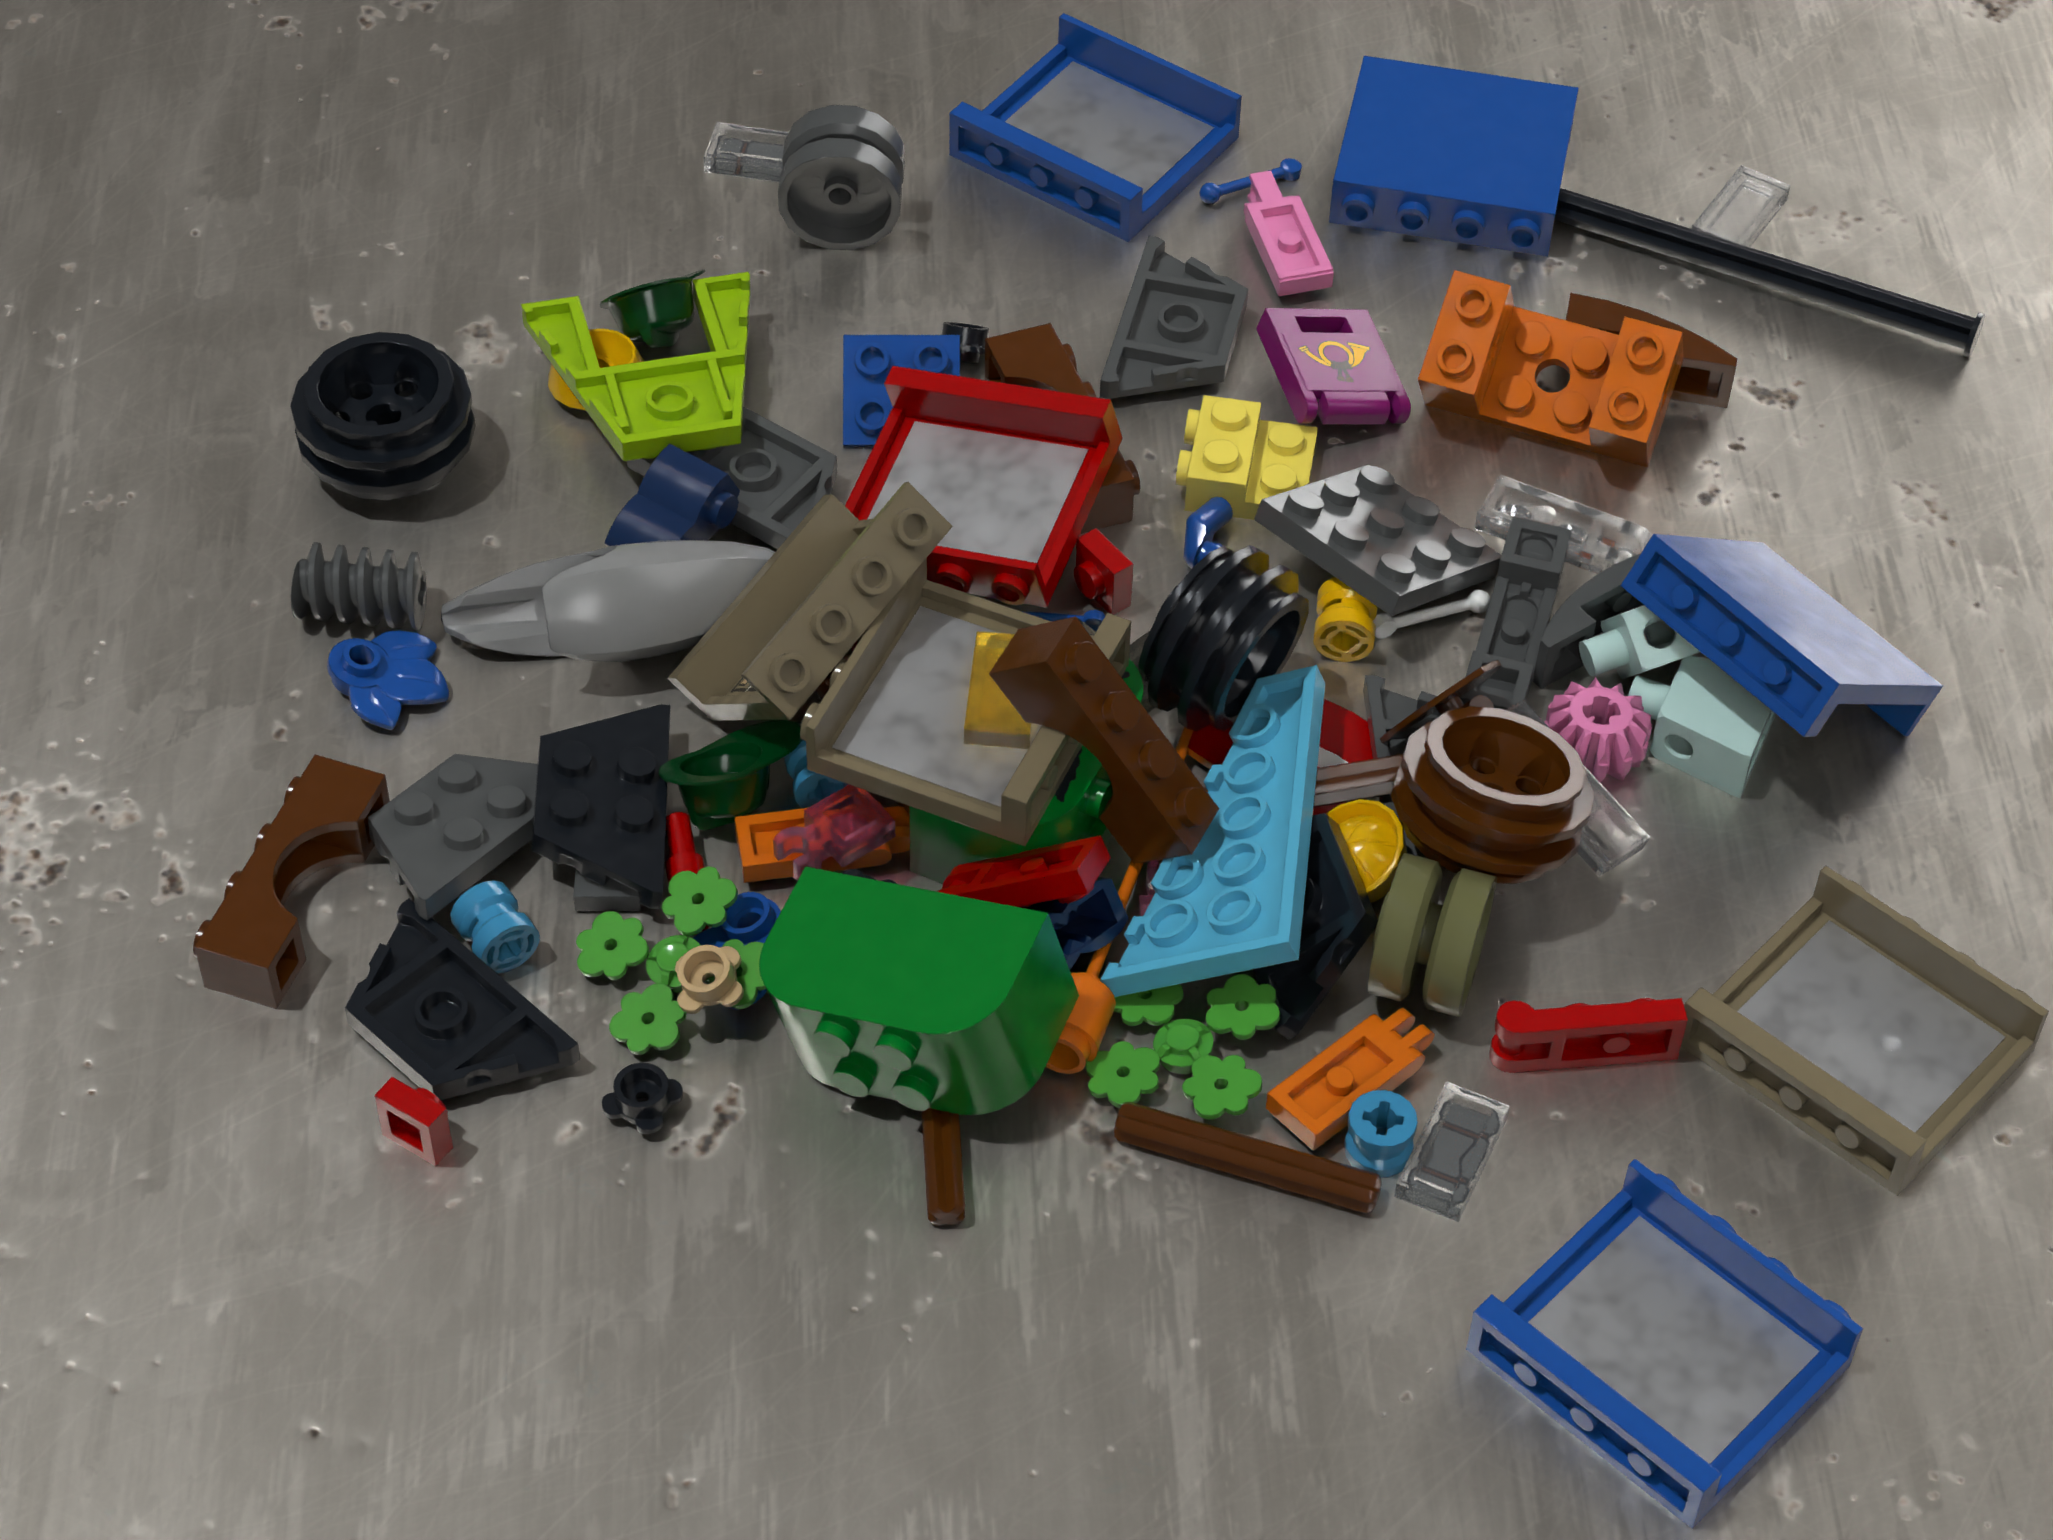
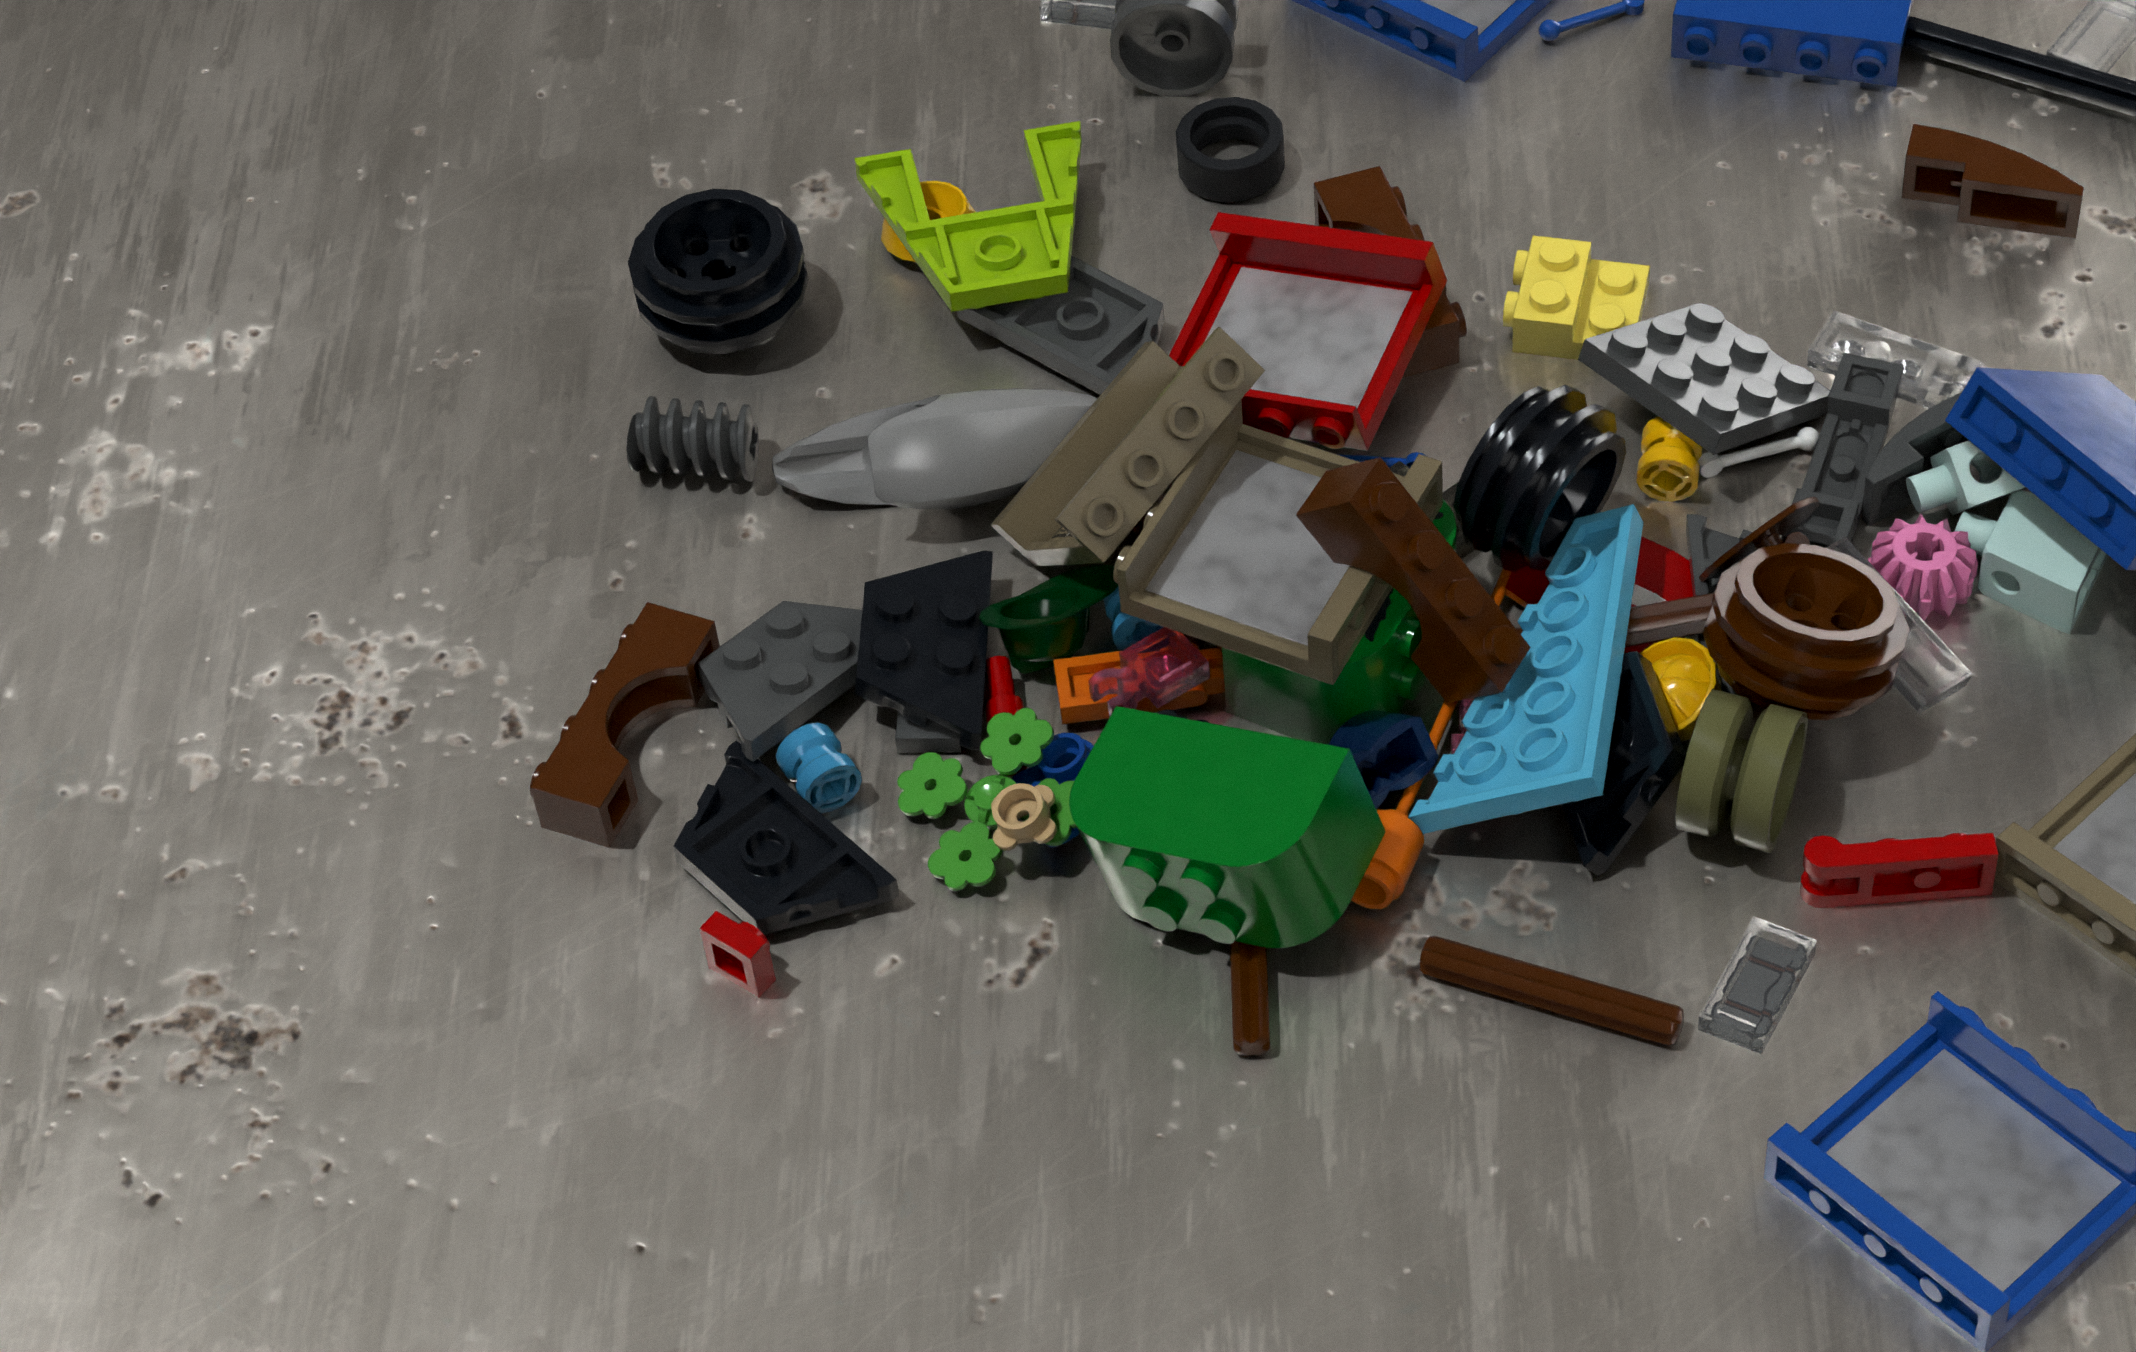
camera: 10 degrees right, 0 degrees up
(387, 674) = (719, 524): blue plate -> none
(637, 1082) = (954, 917): black plate -> none
(654, 310) = (986, 161): dark green piece -> none
(676, 501) = (1003, 351): dark blue brick -> none
(866, 367) = (1194, 211): blue hinge -> none
(898, 274) = (1231, 178): none -> black tyre
(971, 339) = (1292, 186): black plate -> none
(989, 713) = (1299, 556): clear yellow tile -> none
(1033, 876) = (1344, 714): red plate -> none
(1103, 572) = (1426, 415): red plate -> none
(1173, 327) = (1506, 167): dark grey wing -> none
(1187, 1046) = (1495, 882): bright green plant -> none
(1202, 527) = (1530, 365): blue arm -> none
(1285, 238) = (1624, 74): bright pink hinge -> none
(1335, 360) = (1667, 197): container -> none
(1366, 1141) = (1698, 974): dark azure wheel -> none
(1367, 1058) = (1656, 911): orange hinge -> none
(1491, 352) = (1826, 191): orange plate -> none

